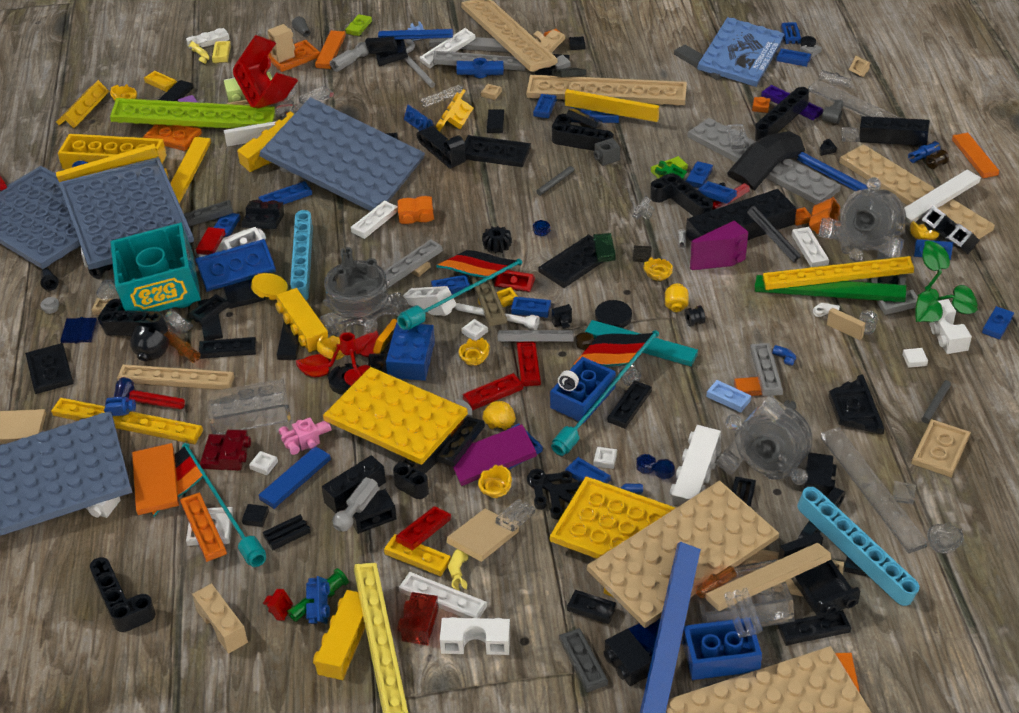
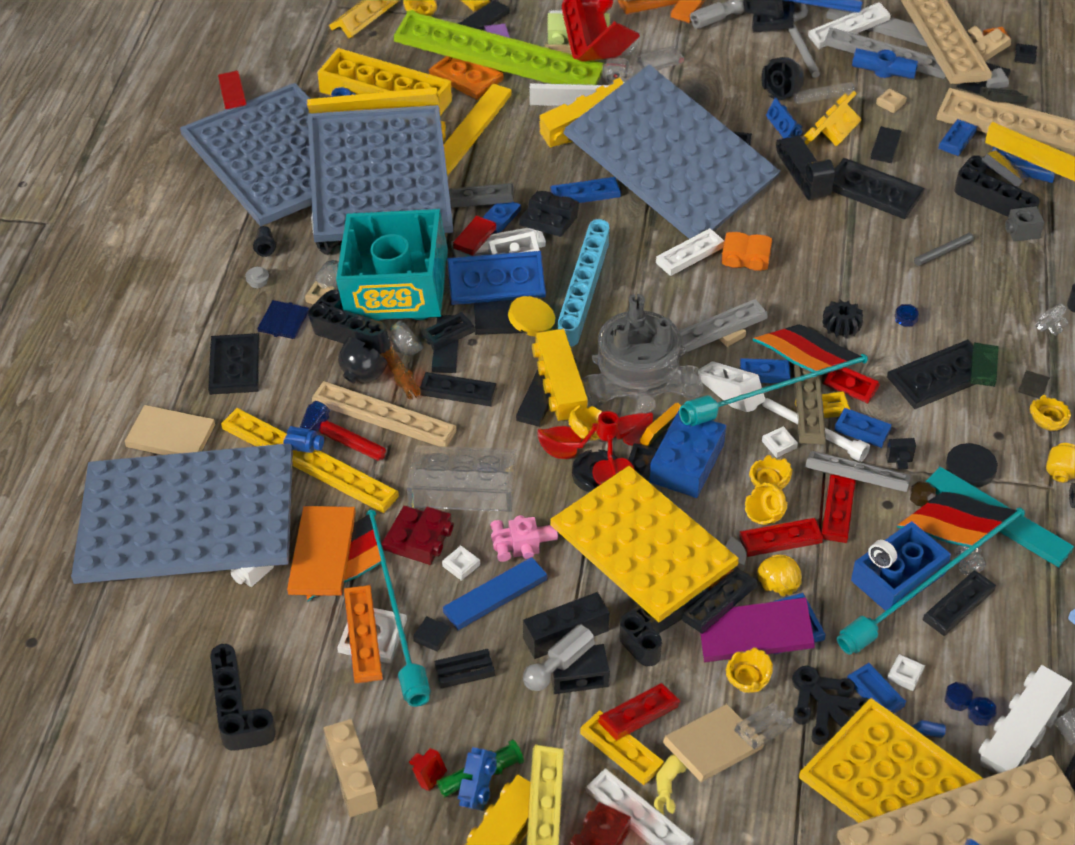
camera: 15 degrees right, 5 degrees up
(409, 90) = (782, 78): none -> black cylinder
(476, 371) = (766, 504): none -> yellow hair

